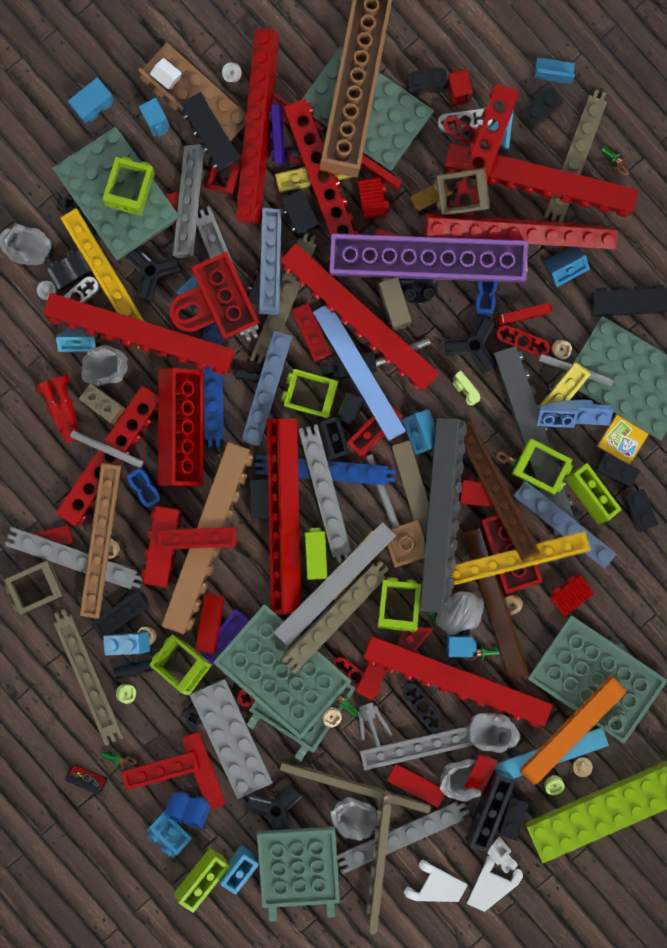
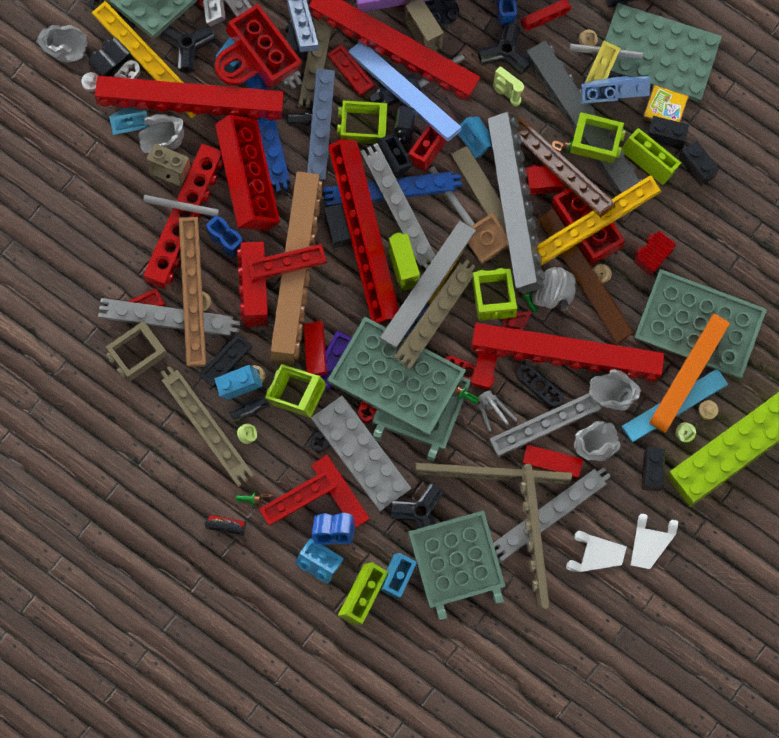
camera: 25 degrees left, 15 degrees down
(62, 411) = (127, 185): red piece -> none
(331, 717) = (454, 409): tan tile -> none
(354, 818) = (501, 502): light grey hair -> none
(460, 645) = (561, 316): dark azure brick -> none
(481, 652) = (583, 323): green piece -> none
(481, 772) = (612, 429): red tile -> none
(490, 810) = (629, 463): black brick -> none
(500, 854) = (651, 507): white plate -> none
(534, 351) = (545, 32): red beam -> none
(562, 522) = (623, 181): sand blue plate -> none

